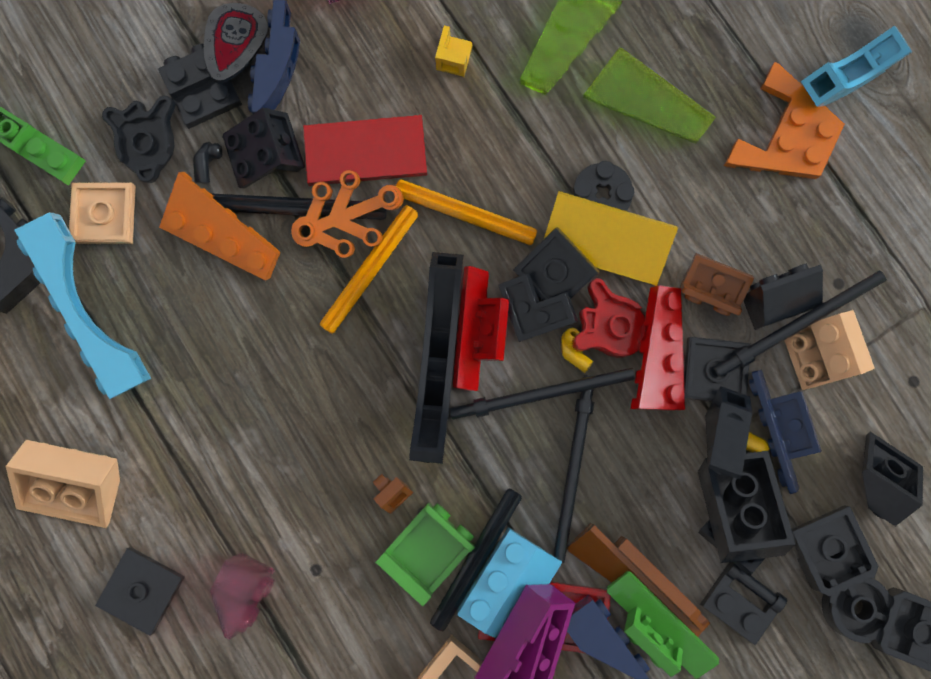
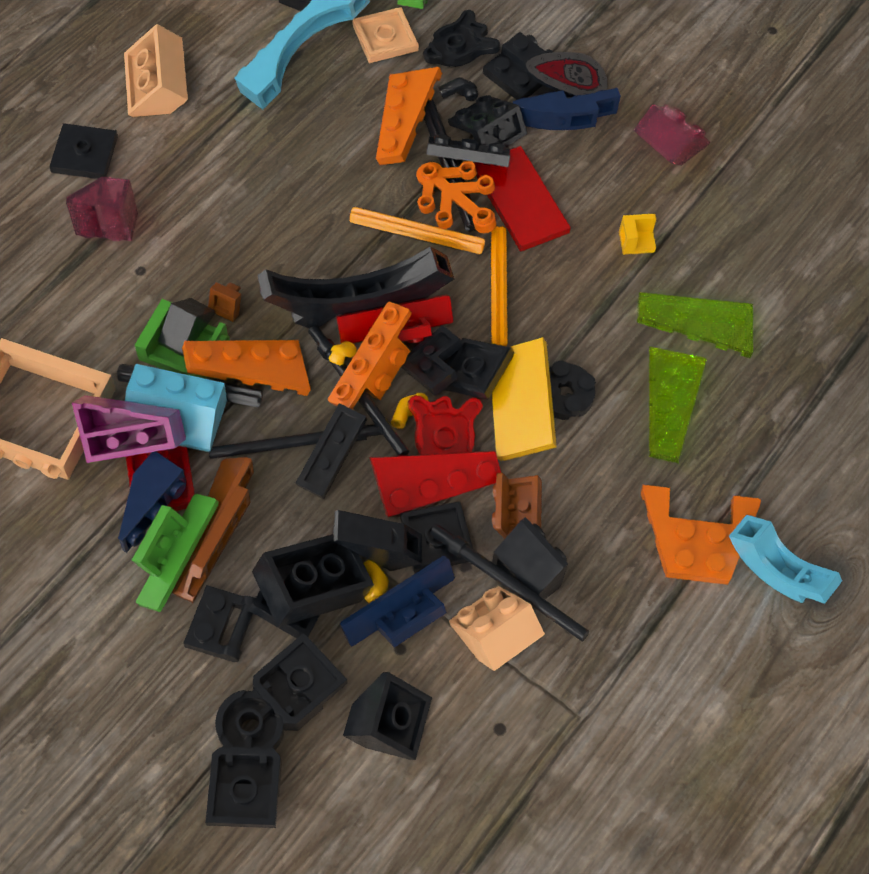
camera: 65 degrees right, 20 degrees down
(300, 182) = (468, 150): none -> black plate
(409, 544) = (184, 323): none -> black slope
(481, 485) = (251, 361): none -> orange wing
(498, 393) = (341, 351): none -> yellow arm
(521, 367) = (375, 360): none -> orange bracket
(604, 442) = (331, 451): none -> black plate

